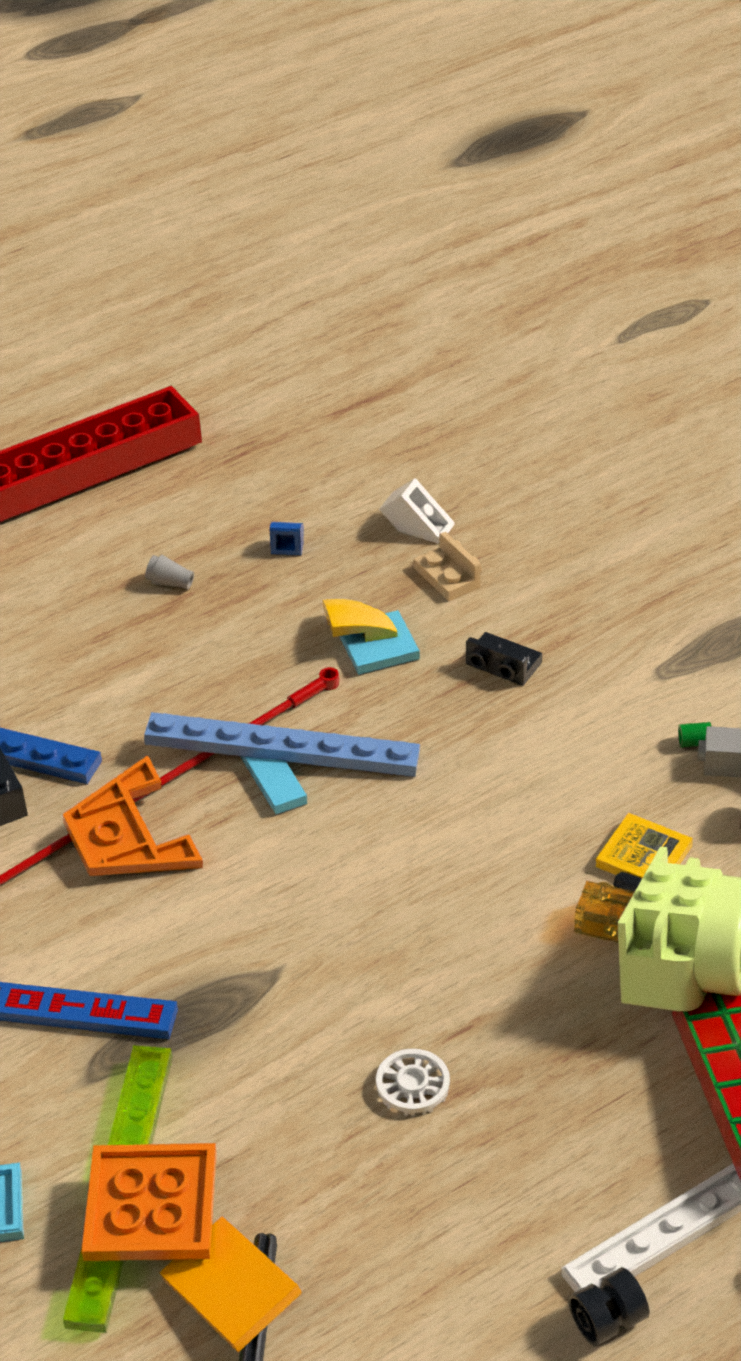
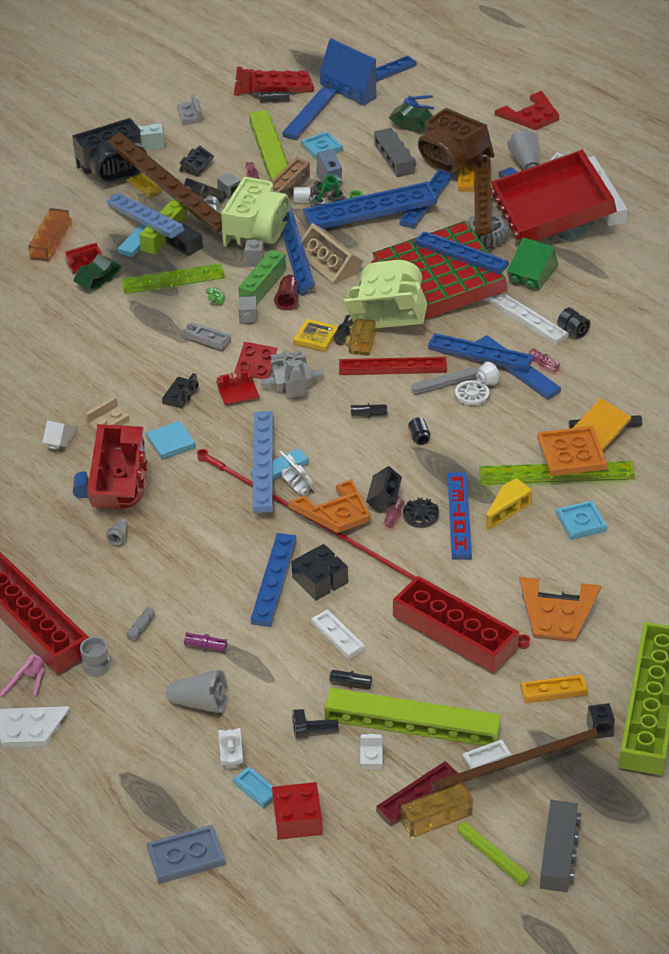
camera: 100 degrees left, 0 degrees up
(61, 1081) = (510, 500): none -> yellow slope
(89, 953) = (420, 512): none -> black wheel
(96, 908) = (393, 512): none -> clear pink axle
(145, 891) = (384, 489): none -> black brick
(222, 775) = (296, 476): none -> white hinge
(276, 553) = (117, 467): none -> red brick
(307, 972) = (419, 430): none -> black brick
(354, 617) = (160, 442): yellow brick -> none
(390, 904) = (369, 410): none -> black axle
(449, 1106) = (488, 374): none -> white cone
(462, 1042) = (444, 380): none -> light grey axle
(483, 1177) = (531, 378): none -> blue tile
(491, 1228) = (544, 360): none -> clear pink axle
(497, 728) = (237, 388): none -> red hinge
(502, 793) = (291, 374): none -> light grey piece
(527, 966) = (404, 365): none -> red tile
(531, 1111) = (480, 352): none -> blue tile
(570, 756) = (255, 359): none -> red hinge
(655, 695) = (206, 335): none -> light grey hinge
(691, 733) = (233, 322): green hinge -> none

